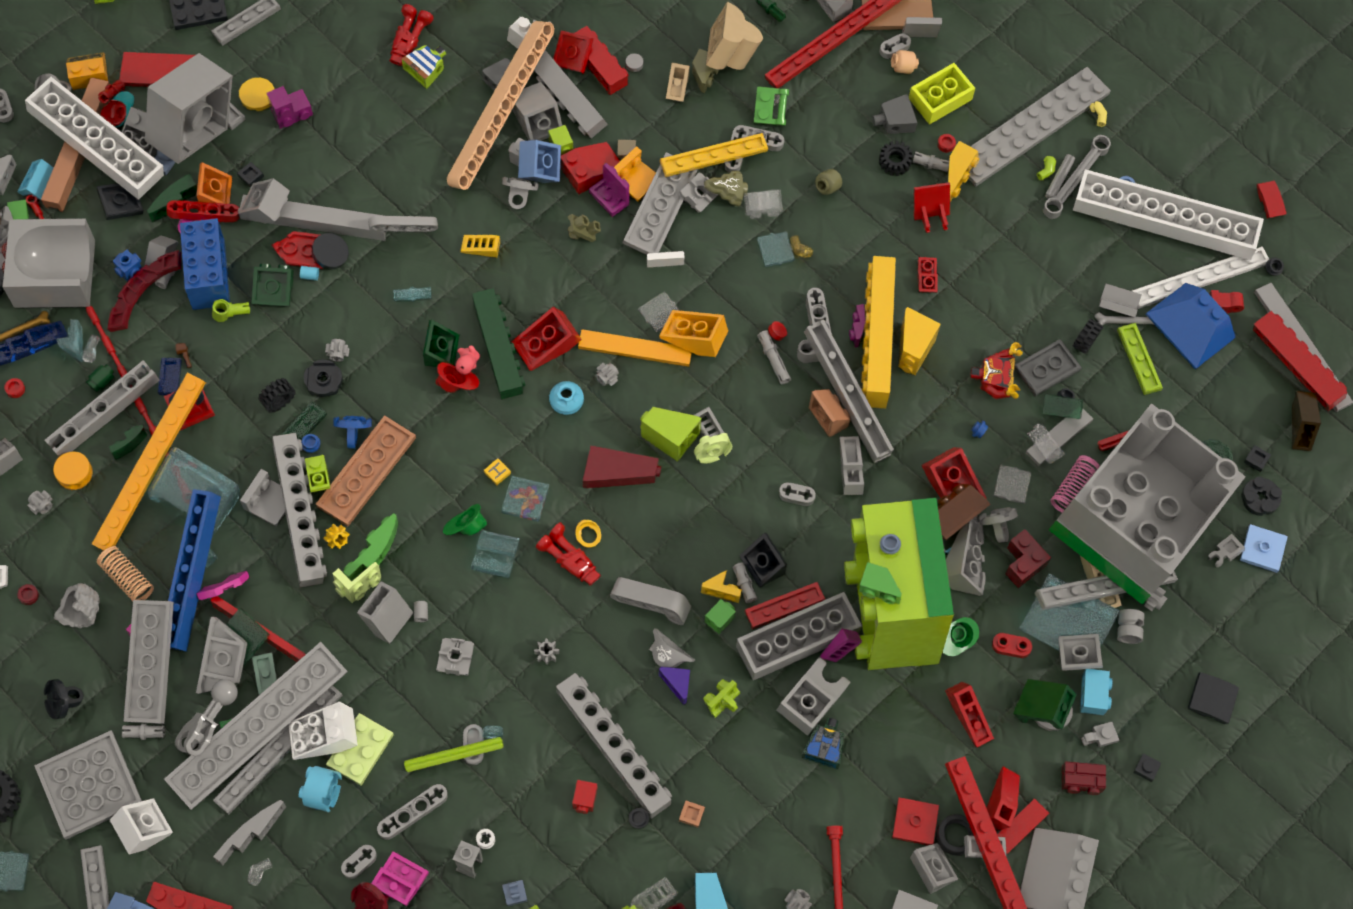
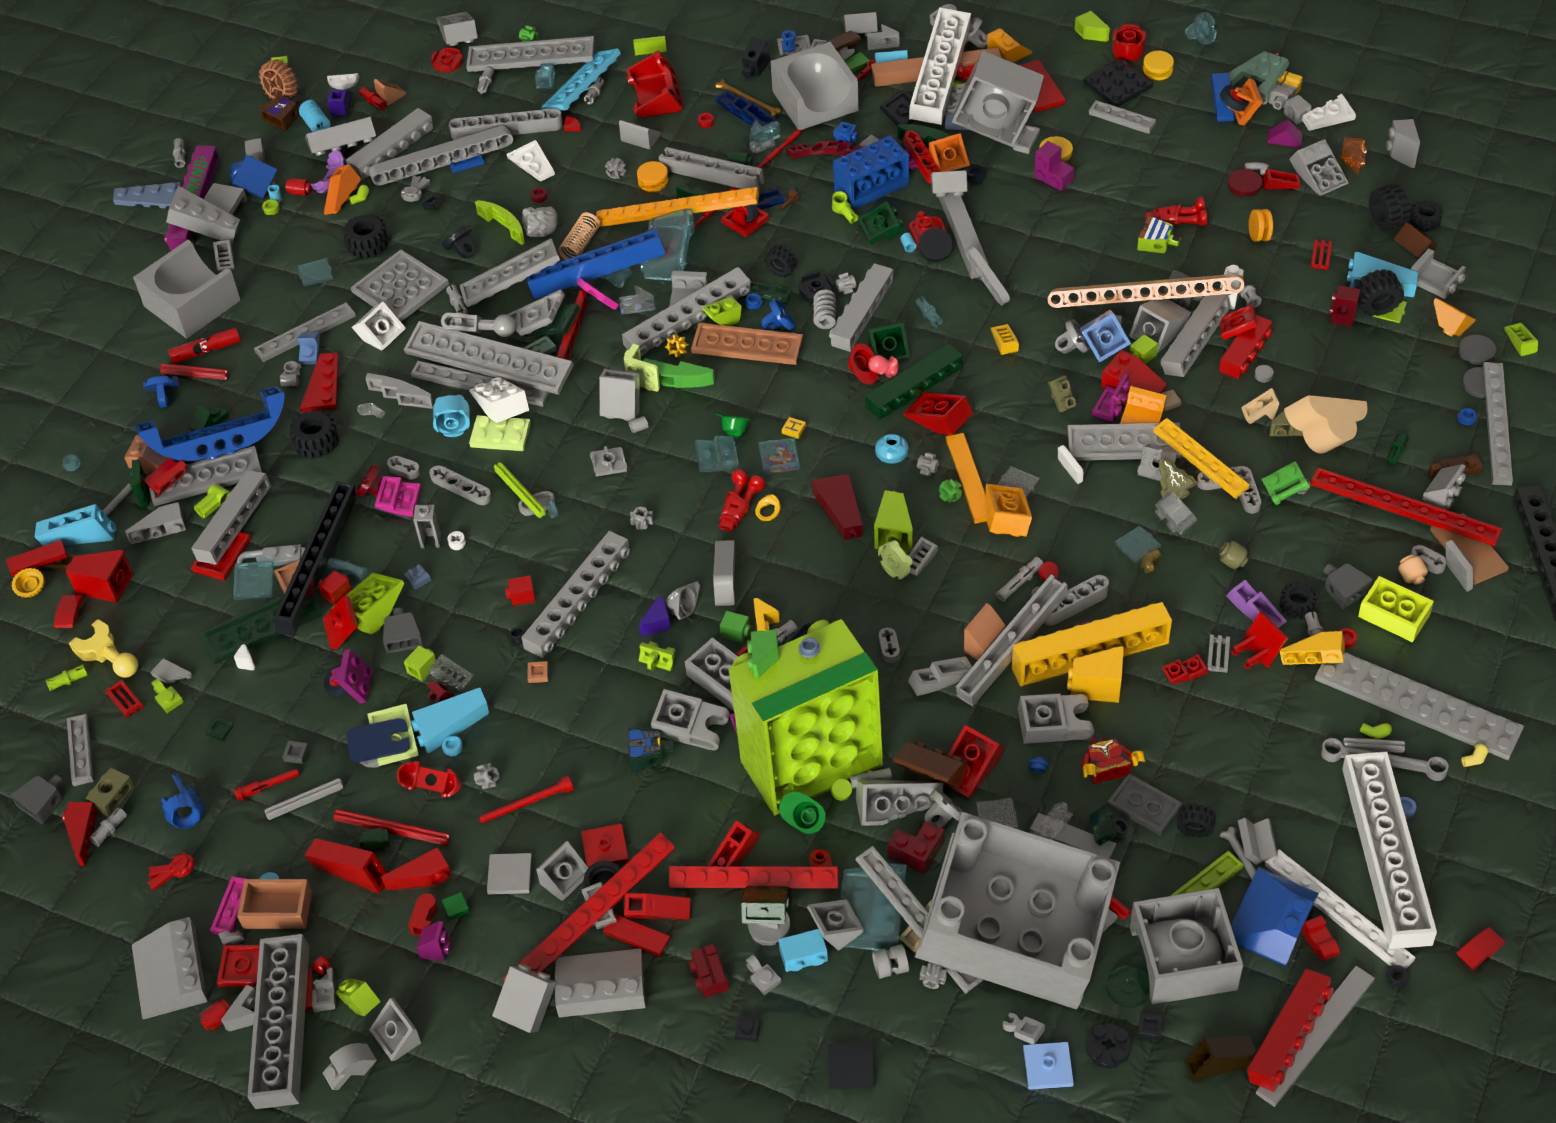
camera: 75 degrees right, 15 degrees down
(26, 654) = (492, 211): none -> lime slope
(249, 552) = (637, 303): none -> clear slope
(362, 384) = (824, 309): none -> light grey piece
(375, 349) = (861, 307): none -> light grey brick
(648, 369) = (950, 490): none -> bright green gear
(887, 192) = (1251, 603): none -> medium lavender slope
(923, 240) = (1219, 641): none -> light grey tile
(939, 398) = (1053, 718): none -> light grey brick
(1004, 704) = (752, 876): none -> red plate
(1209, 393) = (1187, 945): none -> light grey piece

